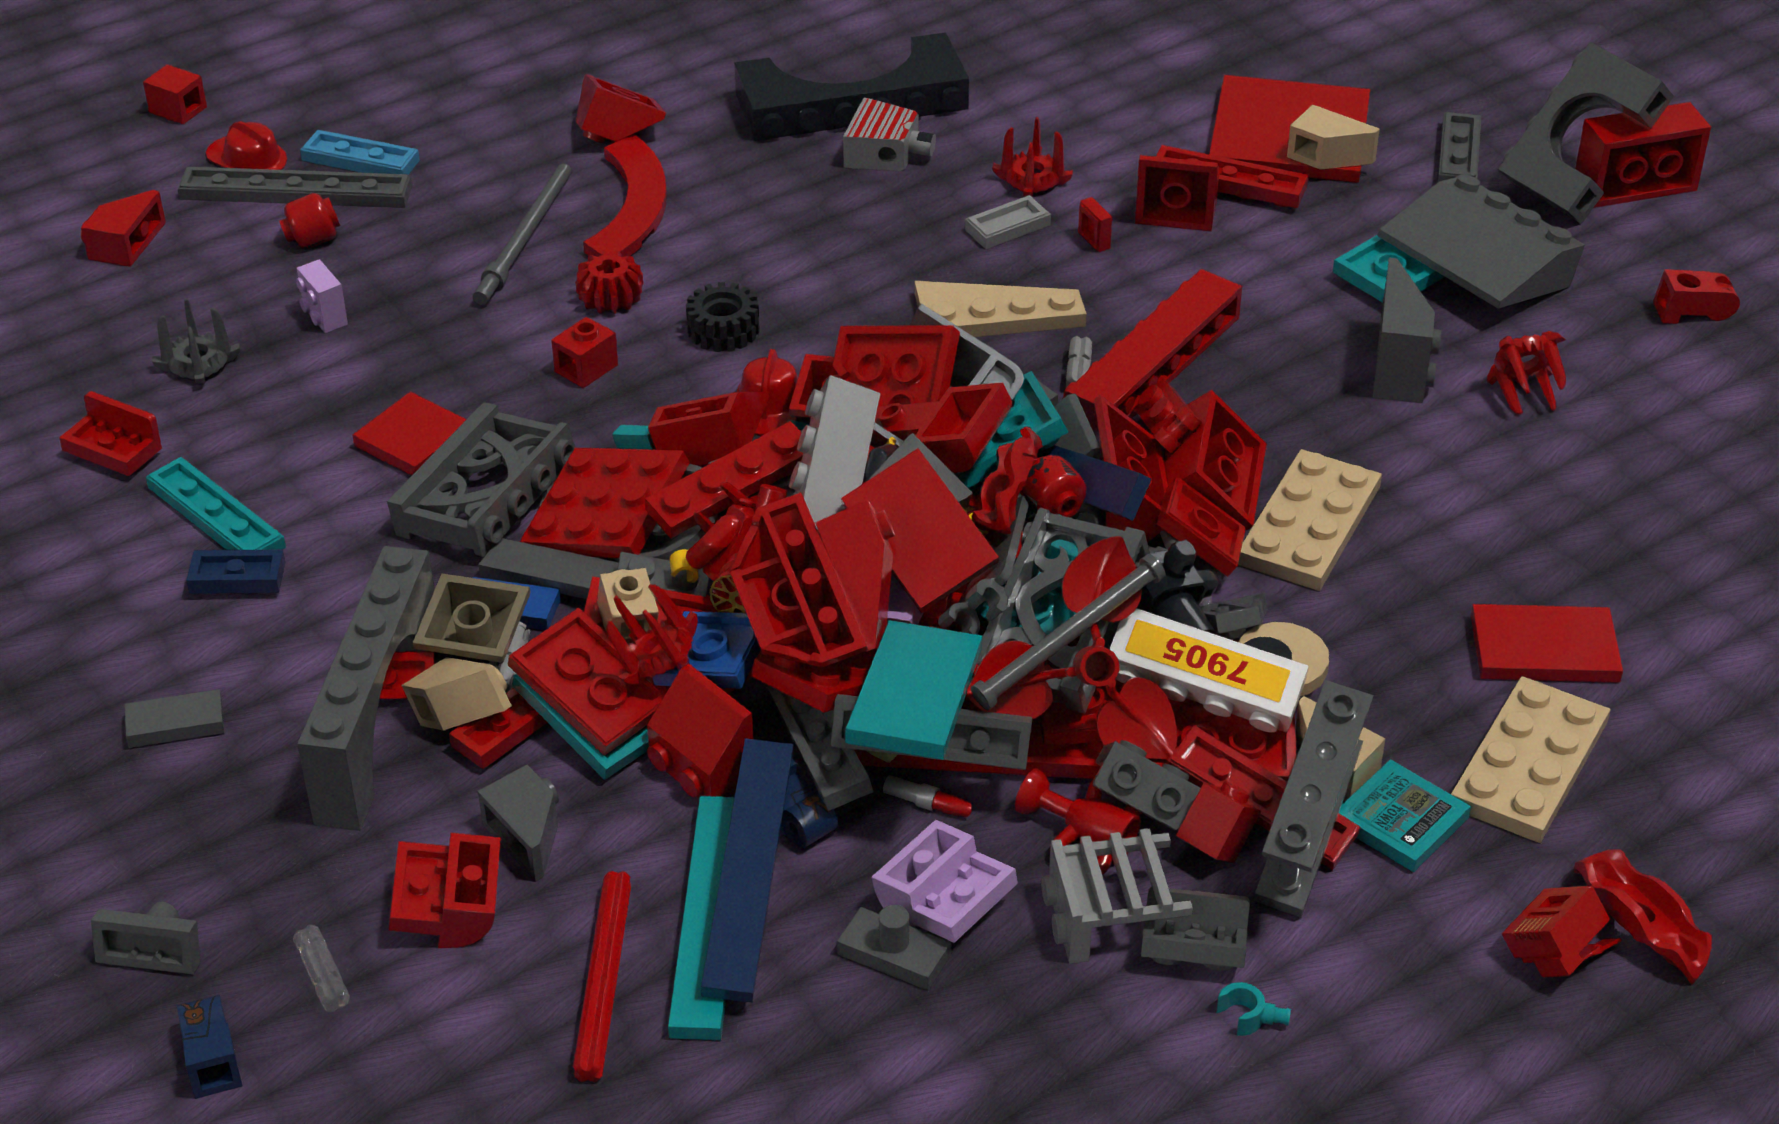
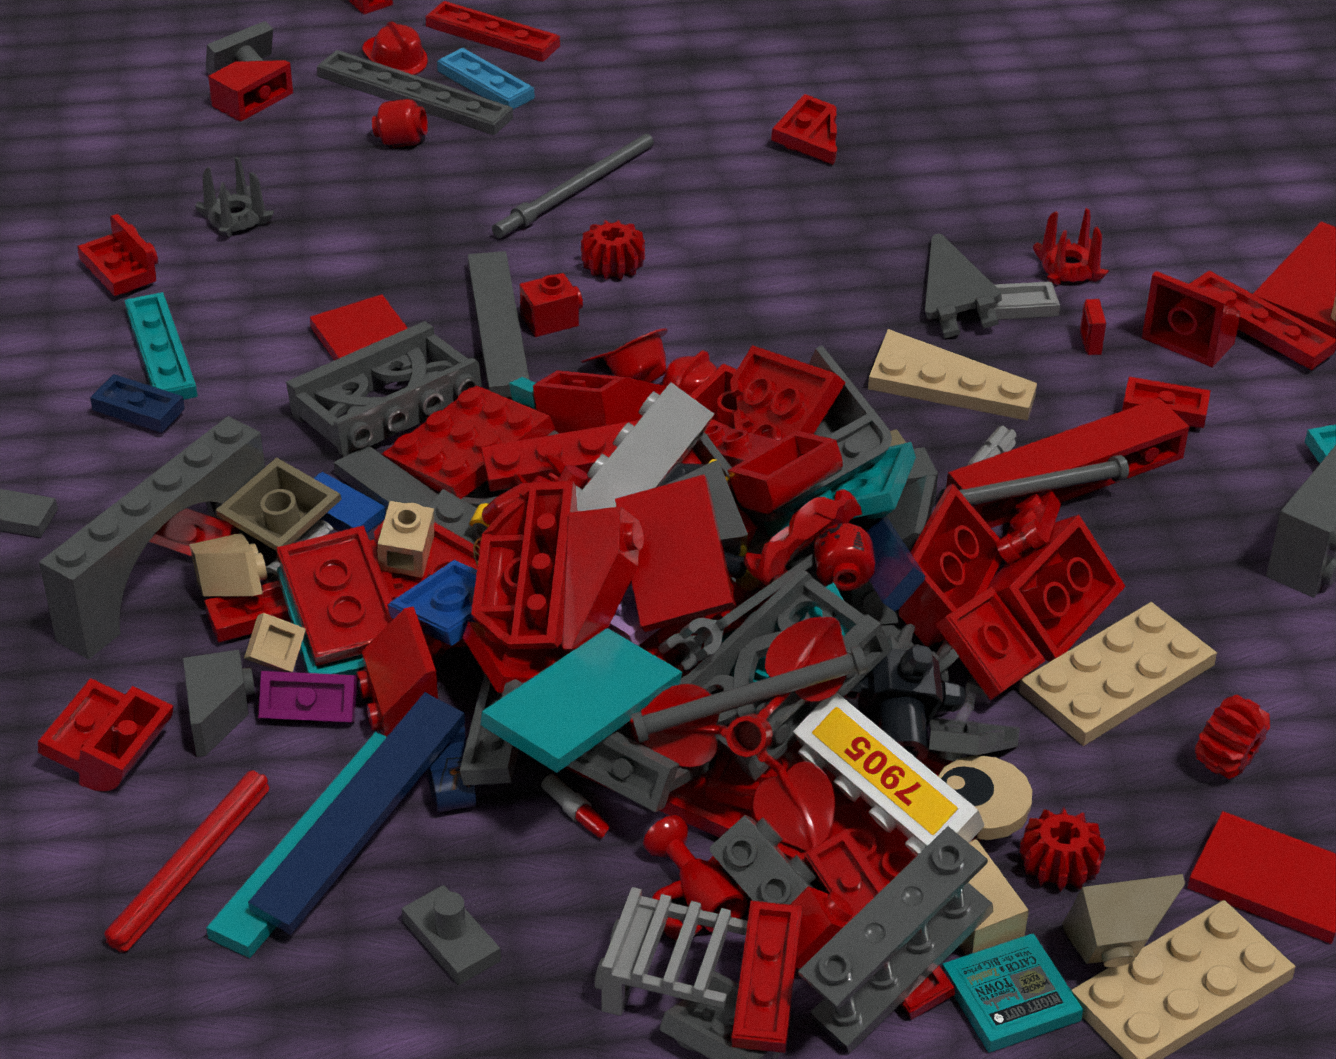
camera: 25 degrees right, 0 degrees up
(86, 193) = (245, 45): none -> dark grey tile
(321, 296) = (361, 190): lavender piece -> none
(332, 105) = (493, 31): none -> red tile
(544, 382) = (497, 321): none -> dark grey tile
(559, 746) = (275, 643): none -> tan tile
(614, 111) = (720, 98): red slope -> none
(614, 786) = (307, 696): none -> magenta plate
(644, 199) = (694, 191): red tile -> none
(673, 637) = (403, 583): red piece -> none
(707, 379) = (639, 358): none -> red piece
(716, 116) = (809, 129): none -> red wing
(722, 316) = (692, 309): black tyre -> none
(785, 105) = (1014, 153): black arch -> none
(884, 137) = (947, 190): light grey torso -> none
(943, 881) = (523, 889): lavender brick -> none
(951, 225) = (957, 287): none -> dark grey flag
(1176, 270) = (1185, 401): none -> red plate
(1201, 343) = (1114, 469): none -> dark grey bar
(1215, 872) = (767, 977): none -> red tile
(1375, 674) = (1062, 849): none -> red gear
(1447, 538) = (1232, 736): none -> red gear
(1463, 719) = (1118, 918): none -> dark tan slope

